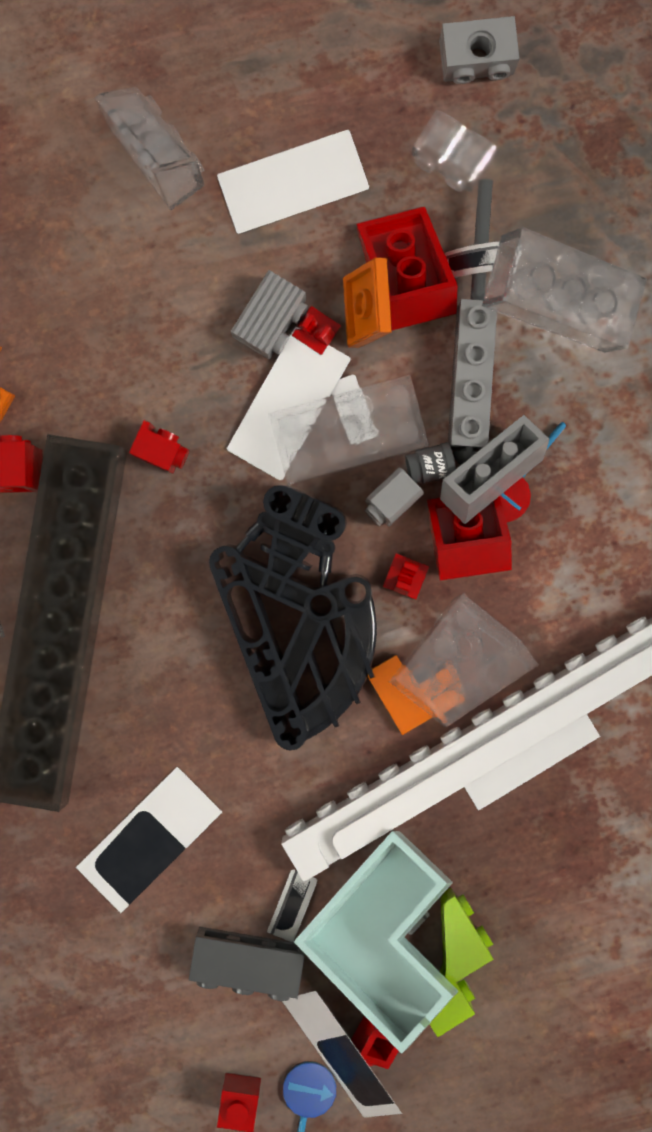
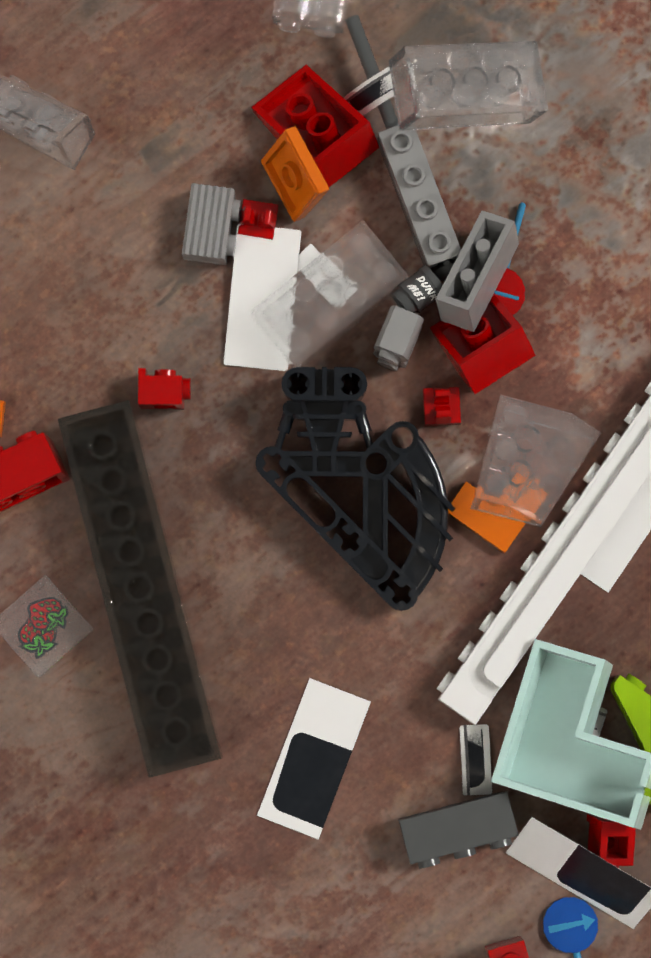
camera: 25 degrees left, 5 degrees down
(293, 181) = (175, 95): white sticker -> none

